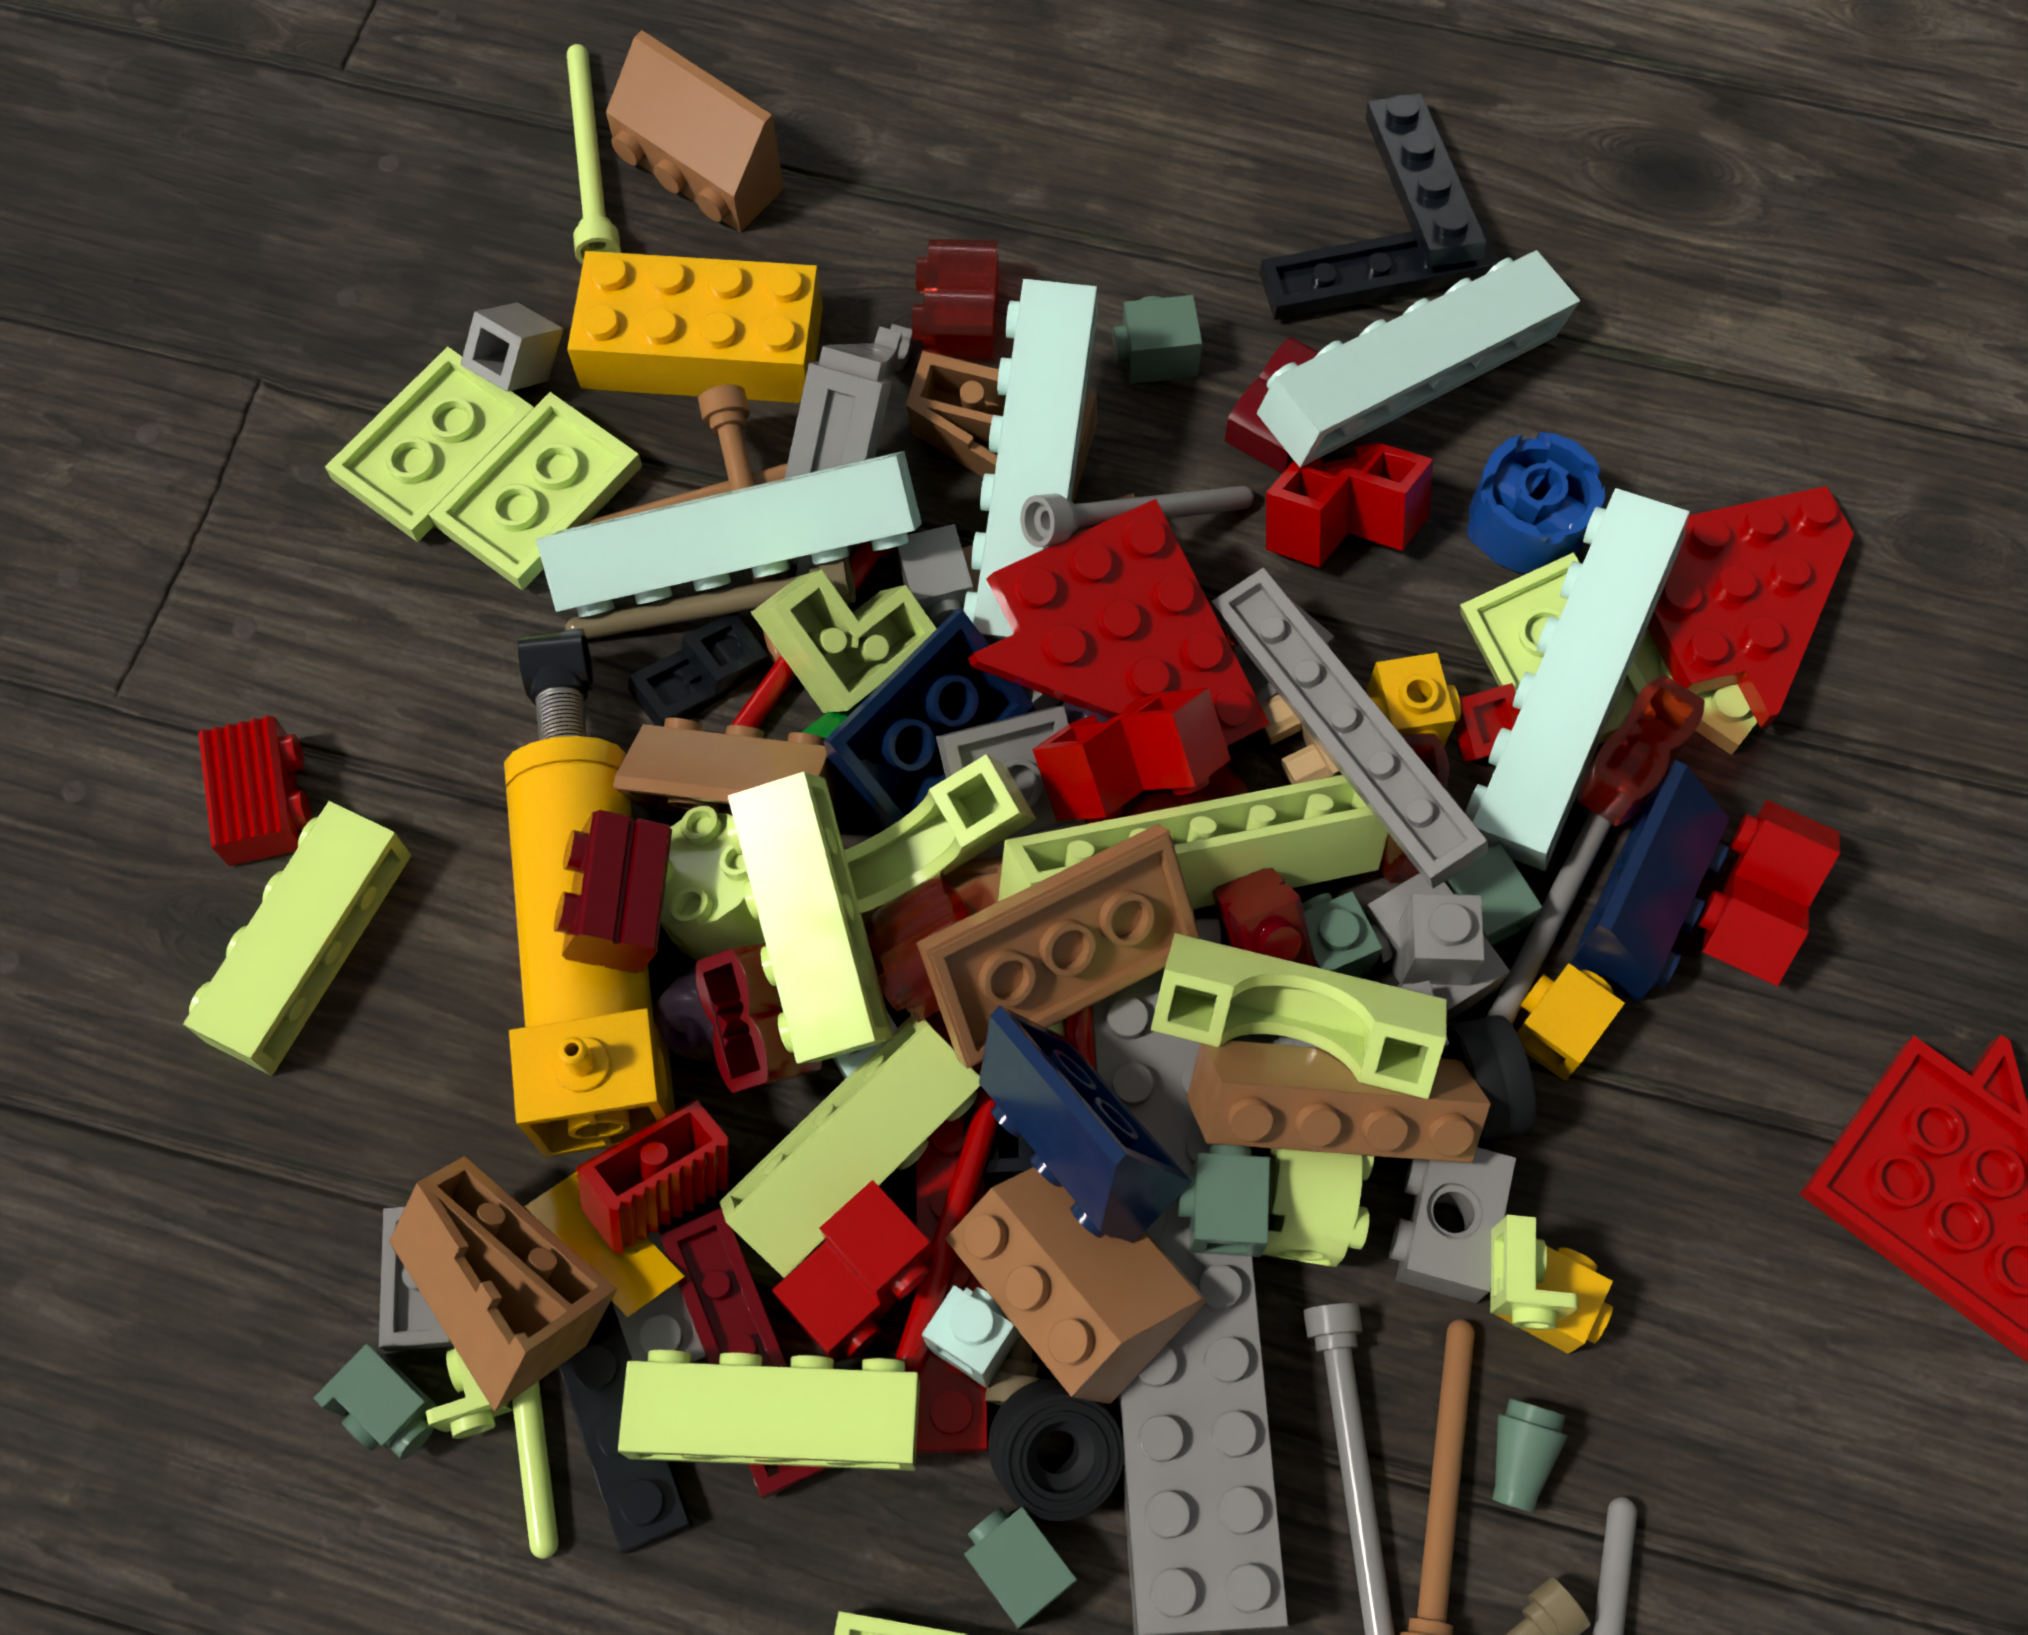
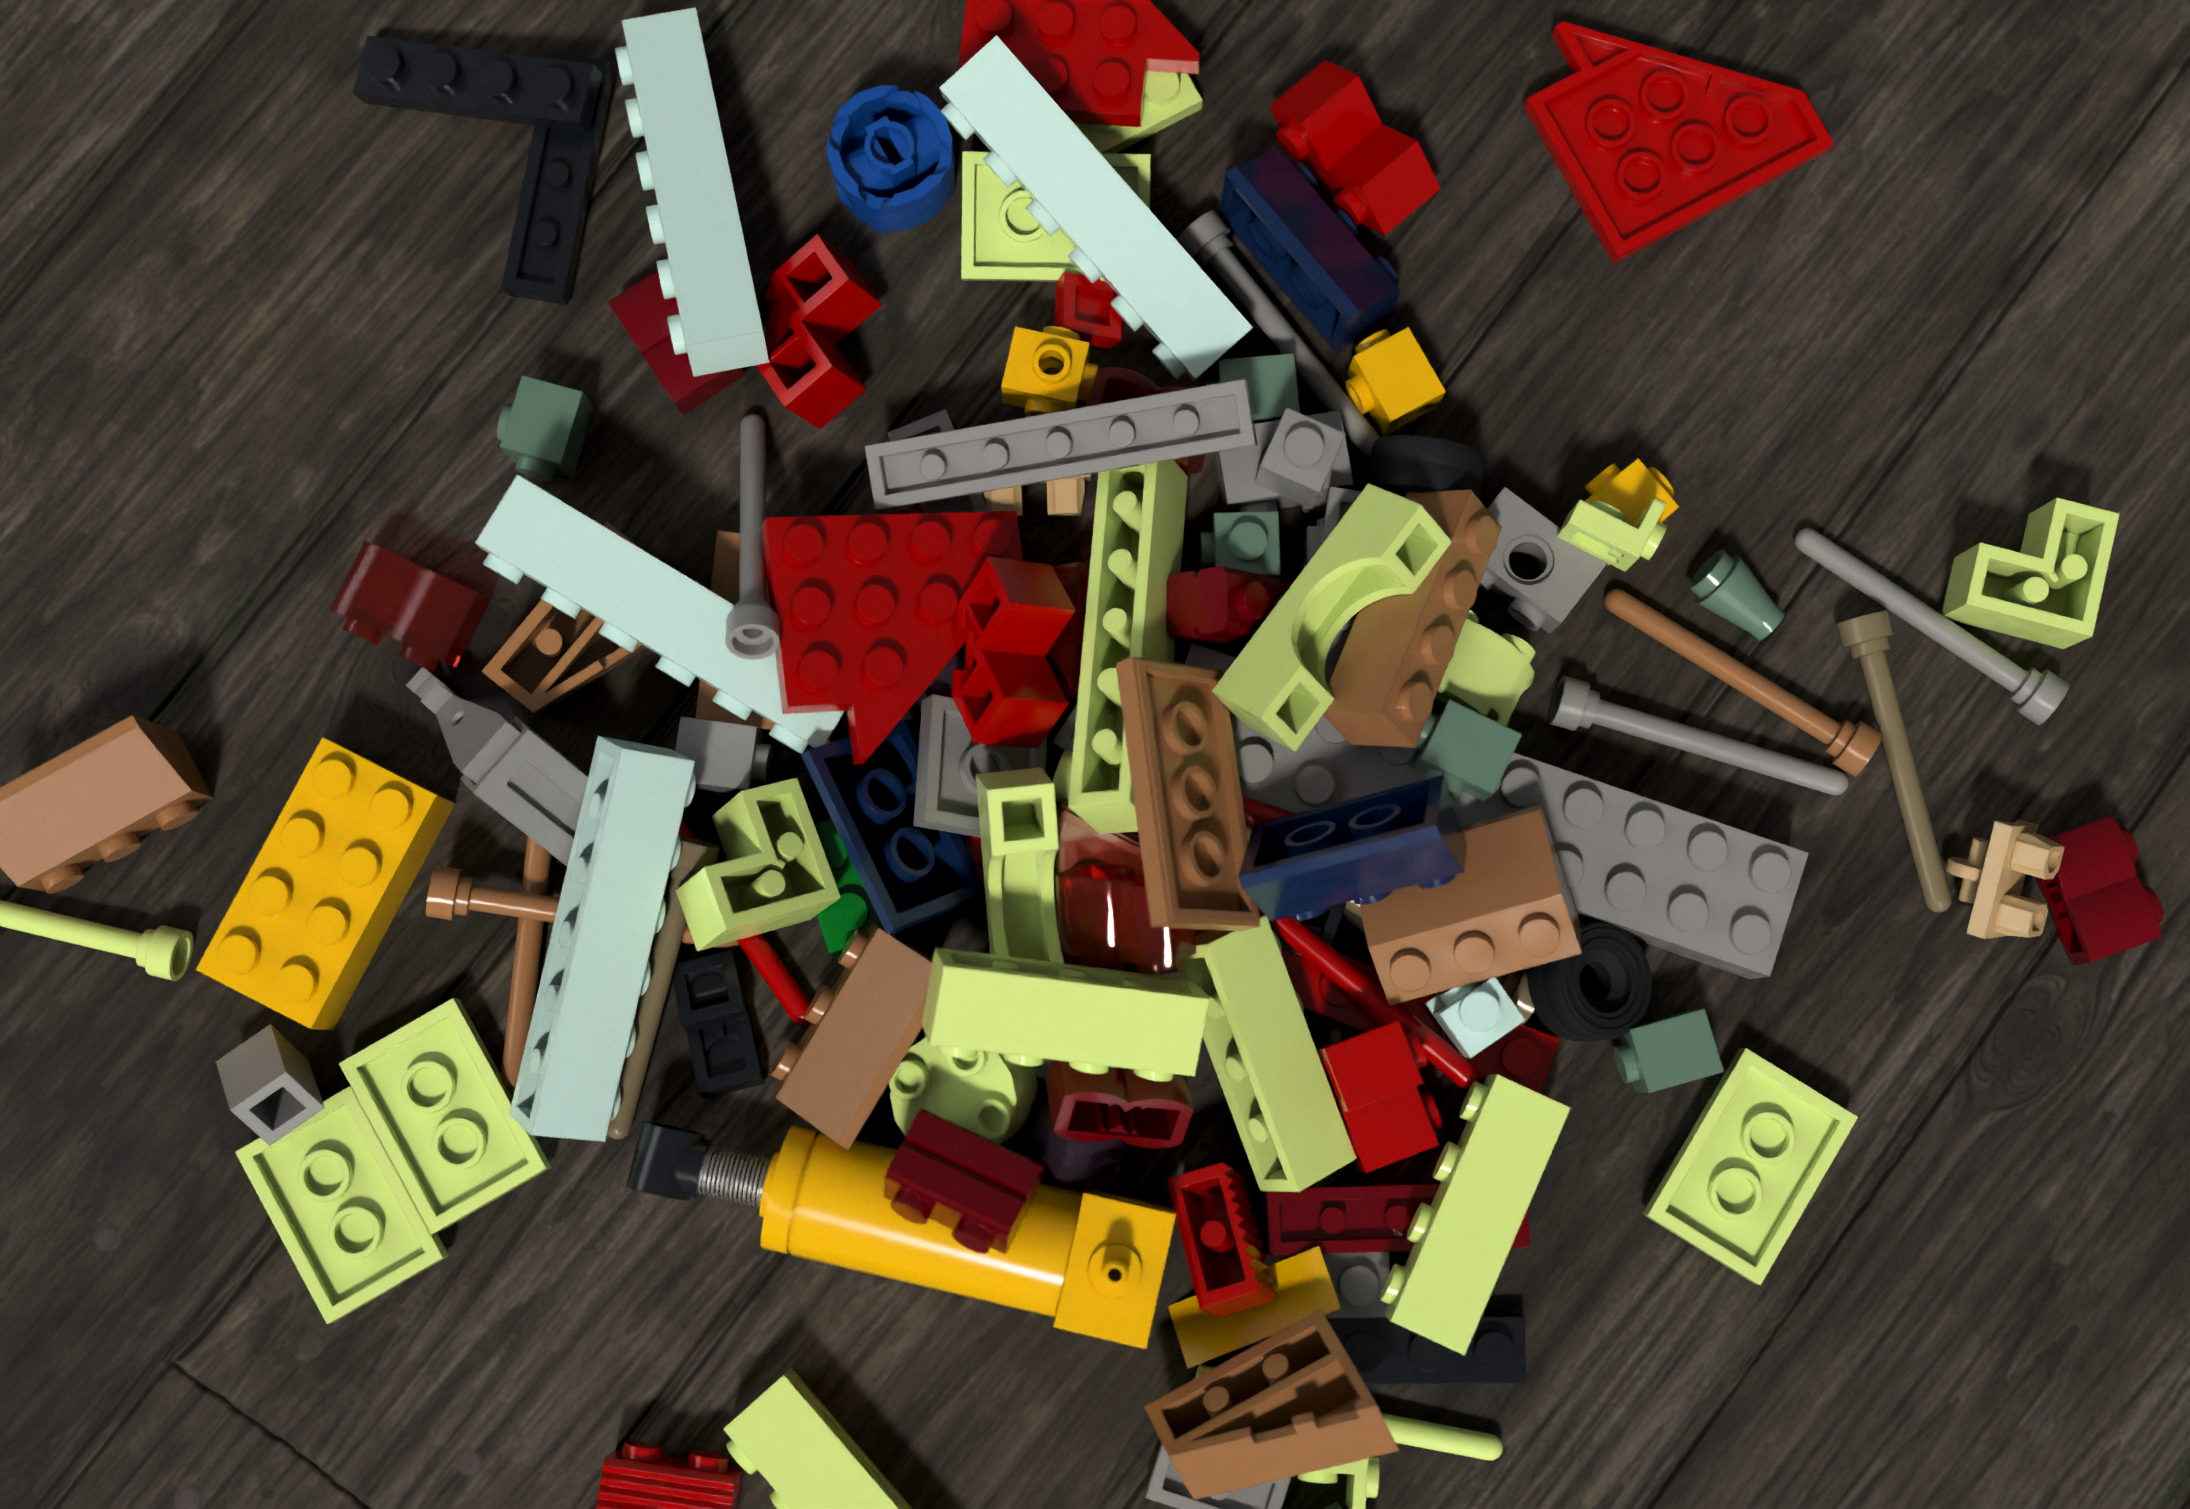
camera: 70 degrees left, 15 degrees up
(1640, 750) = (1186, 185): clear red brick -> none

